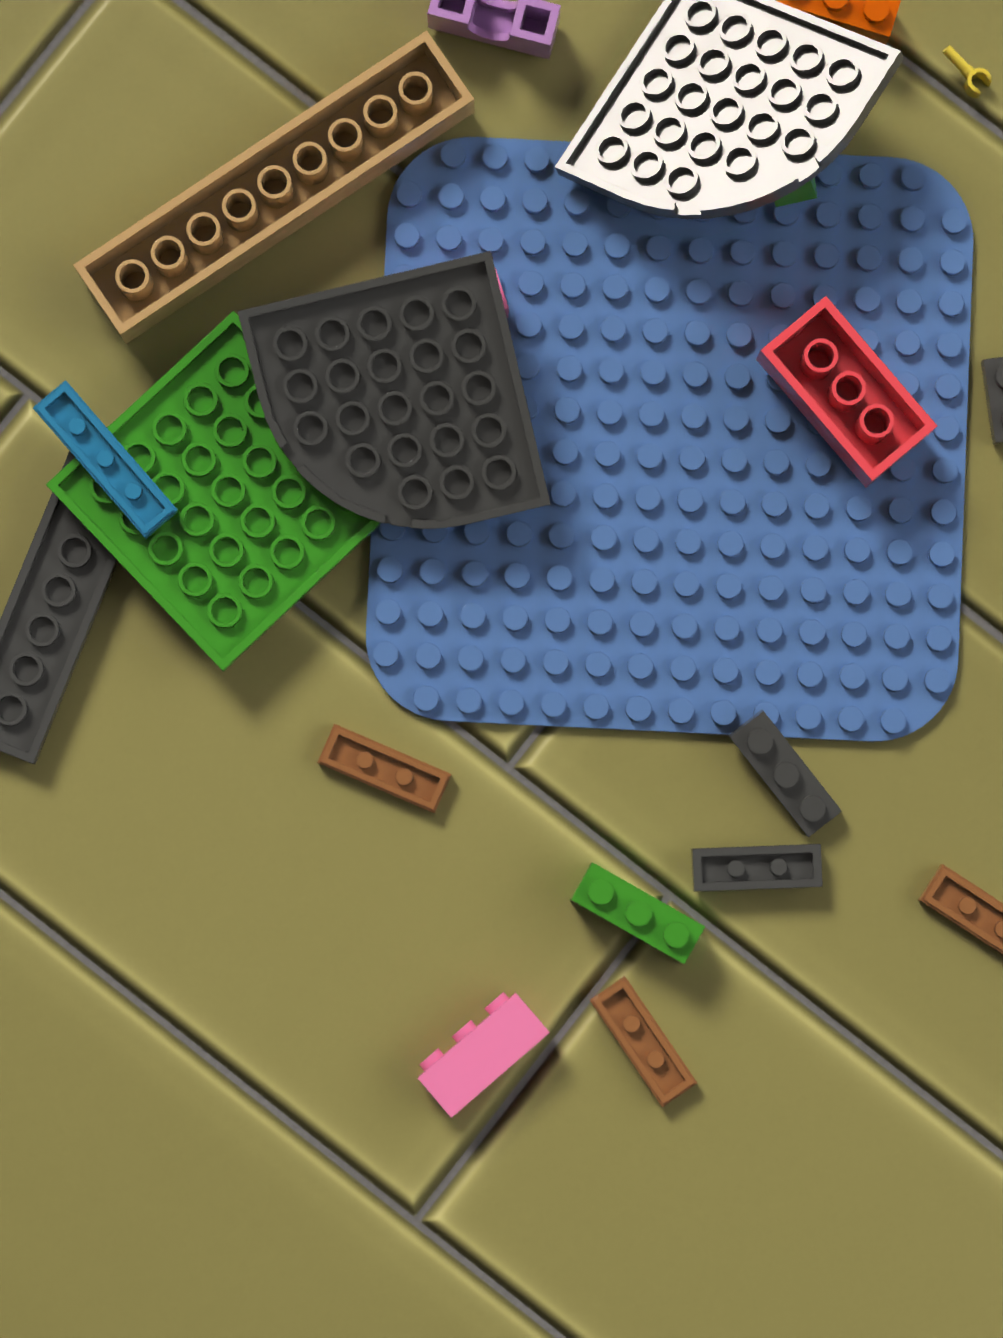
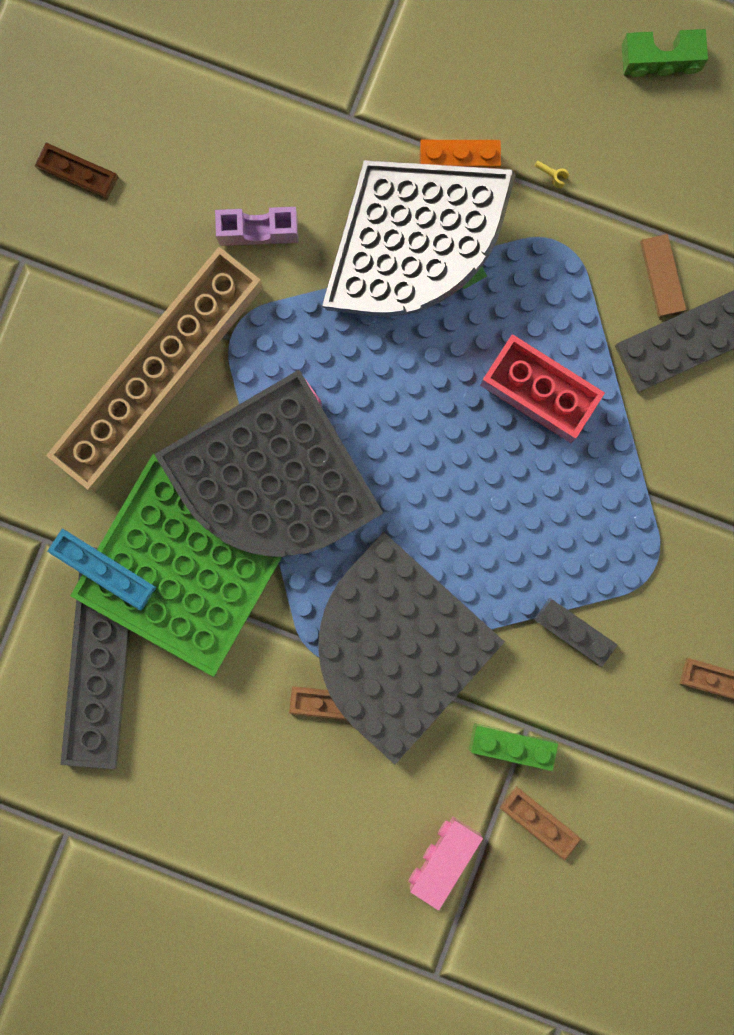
camera: 10 degrees left, 0 degrees up
(510, 712) = (397, 647): none -> dark grey plate
(756, 867) = (576, 695): dark grey plate -> none

